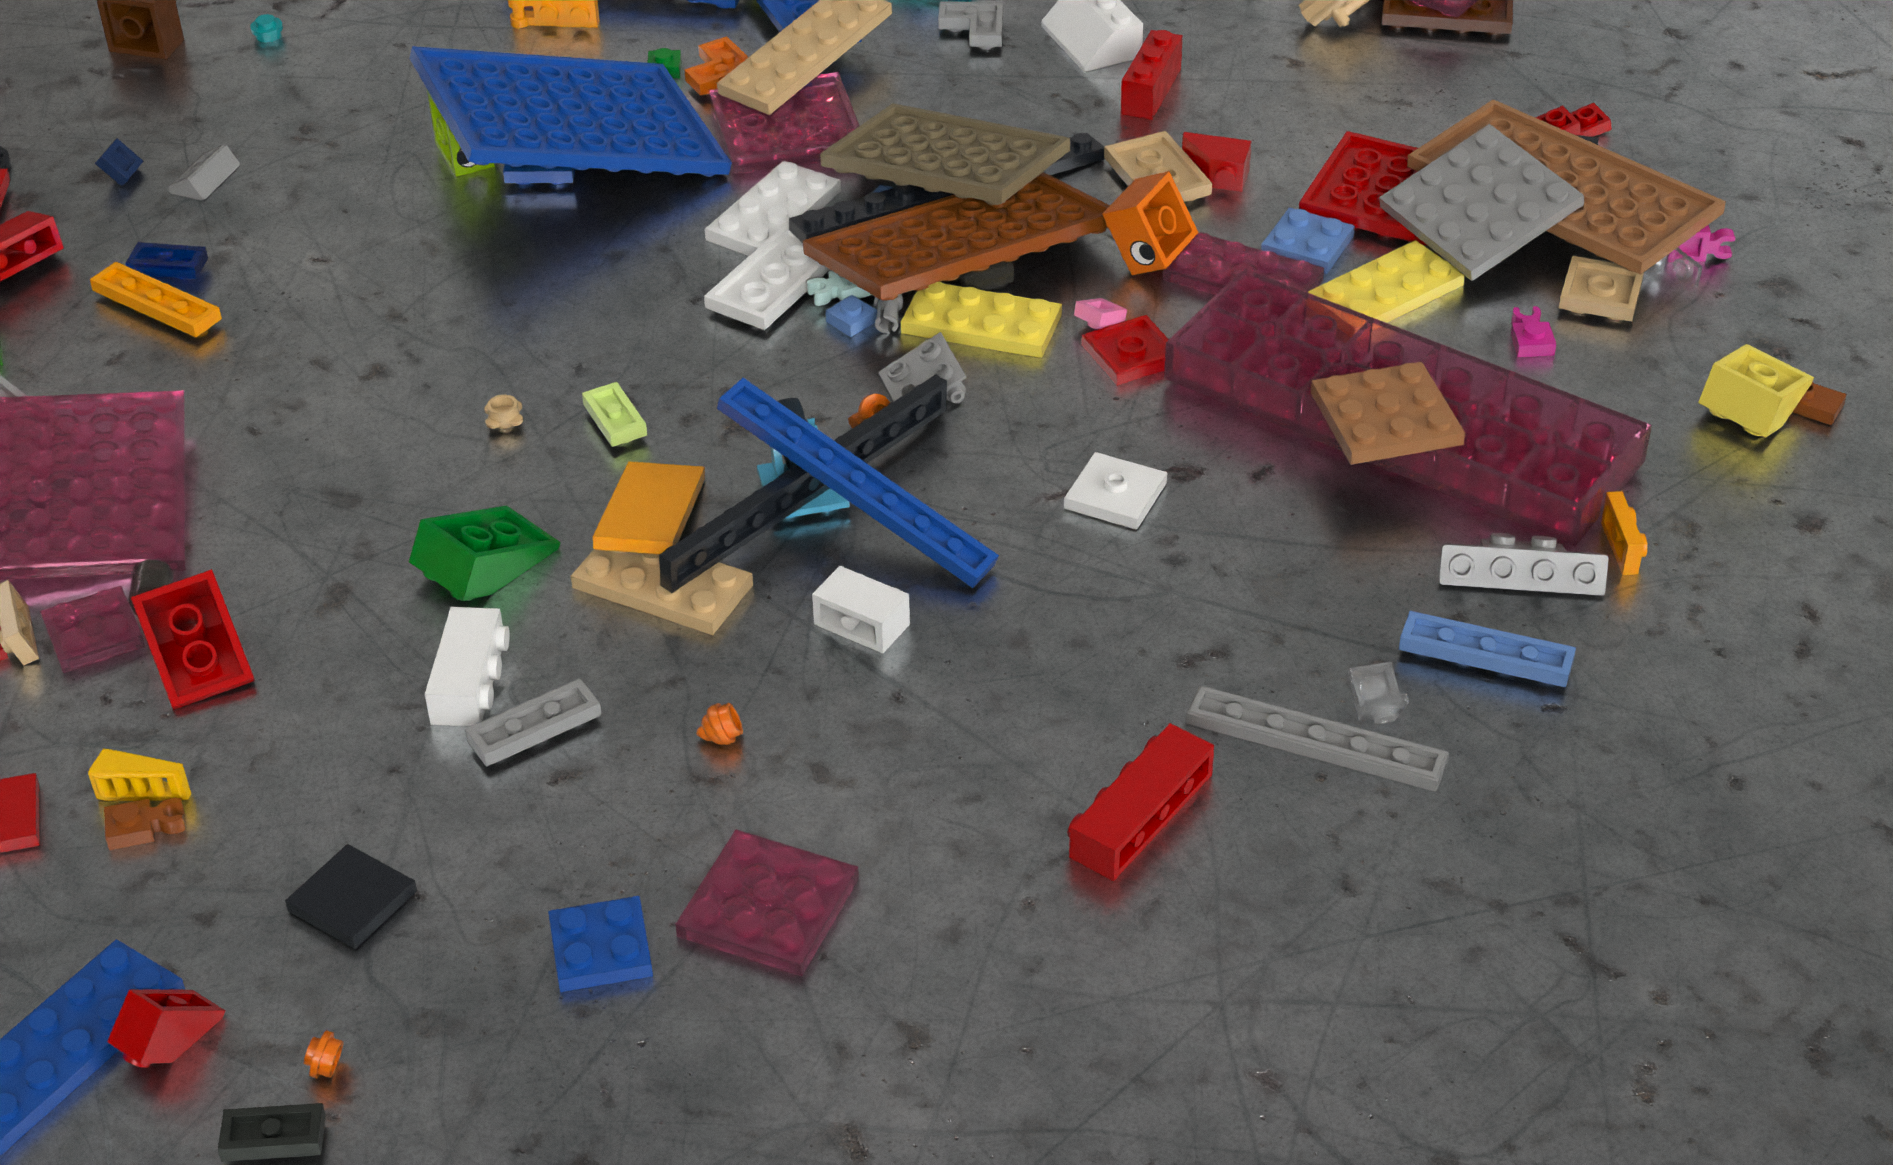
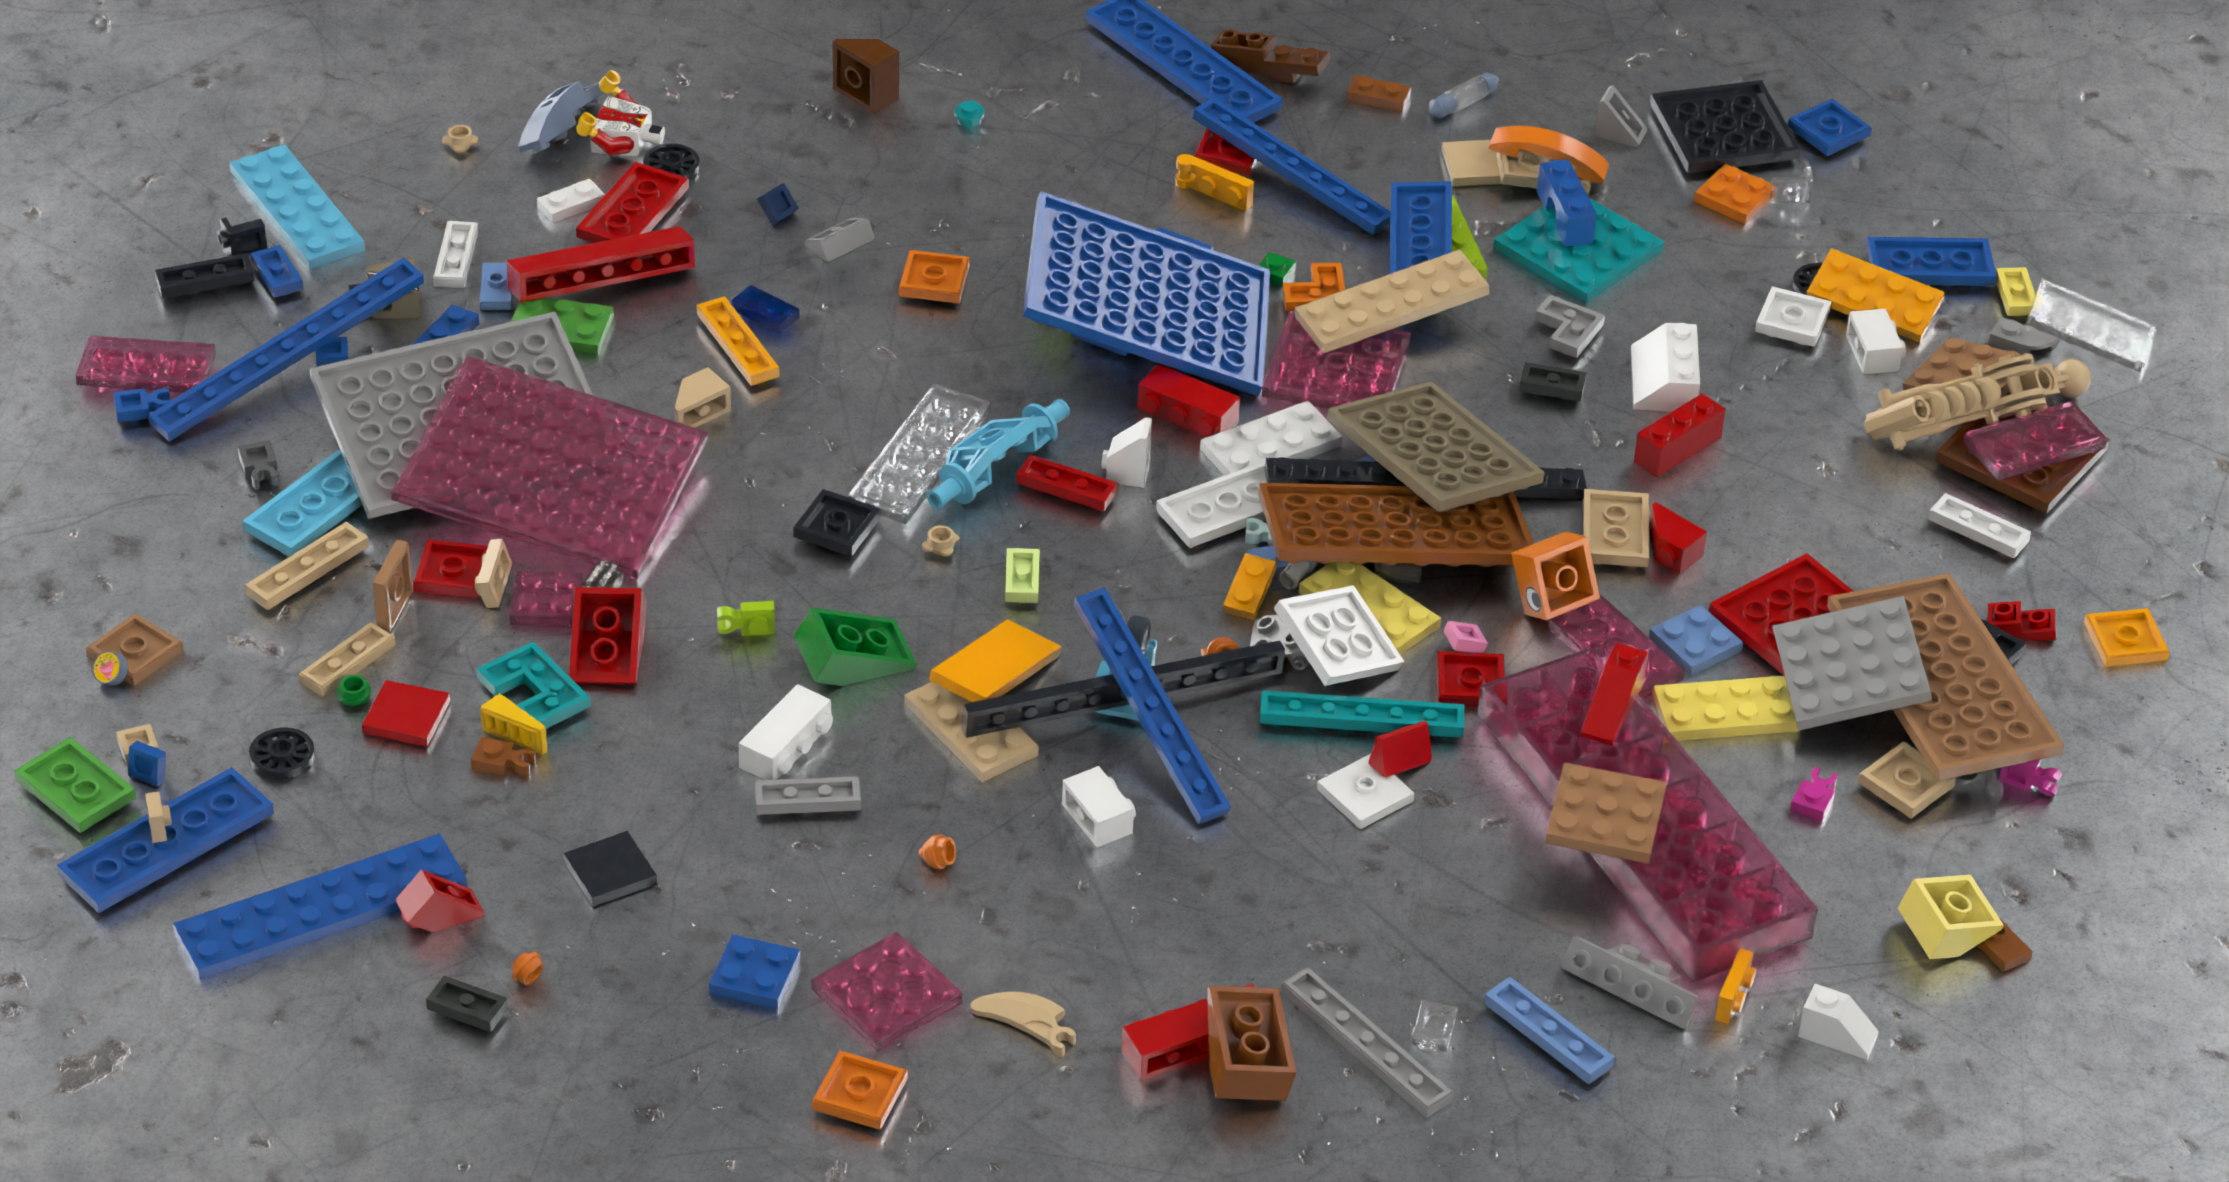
camera: 25 degrees right, 0 degrees up
(153, 362) = (702, 398): none -> tan slope
(167, 725) = (555, 691): none -> teal plate
(328, 175) = (934, 276): none -> orange plate
(348, 562) = (752, 618): none -> lime plate
(379, 433) = (837, 522): none -> black plate
(423, 340) = (917, 452): none -> clear plate
(489, 319) = (970, 461): none -> medium azure plate
(597, 312) = (1067, 482): none -> red plate
(648, 262) = (1129, 455): none -> white slope
(668, 199) = (1188, 401): none -> red brick
(818, 1028) = (859, 1090): none -> orange plate
(855, 342) = (1249, 586): none -> light orange plate
(945, 859) = (1028, 1013): none -> tan piece
(985, 351) = (1339, 635): none -> white plate
(998, 71) = (1552, 381): none -> pearl dark grey plate
(1055, 418) = (1359, 713): none -> teal plate
(1126, 436) = (1401, 750): none -> red slope
(1219, 788) = (1249, 1044): none -> dark orange slope
(1307, 300) = (1615, 694): none -> red slope
(1468, 60) = (1979, 525): none -> white plate
(1667, 106) = (2126, 637): none -> light orange tile
(1741, 528) = (1837, 1022): none -> white slope

